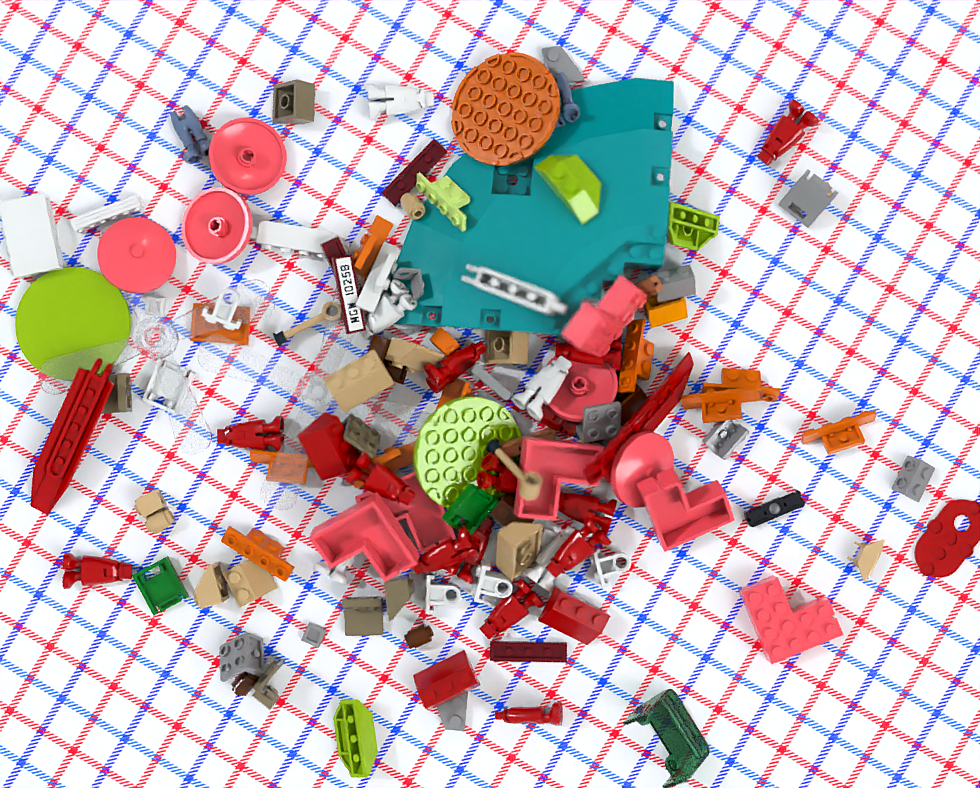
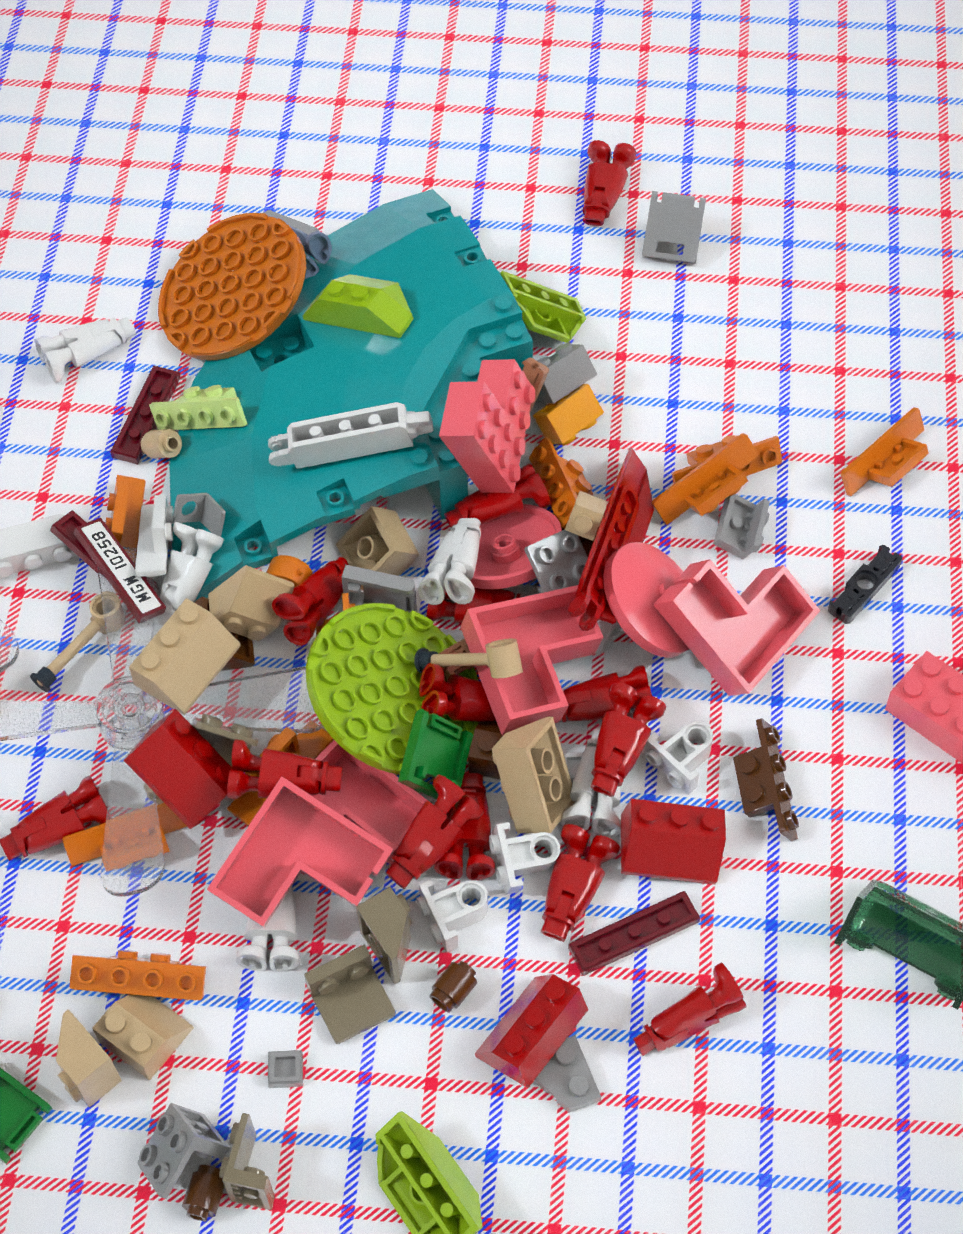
camera: 20 degrees left, 30 degrees down
(630, 403) = (586, 515): none -> tan brick
(644, 602) = (763, 781): none -> reddish brown bracket

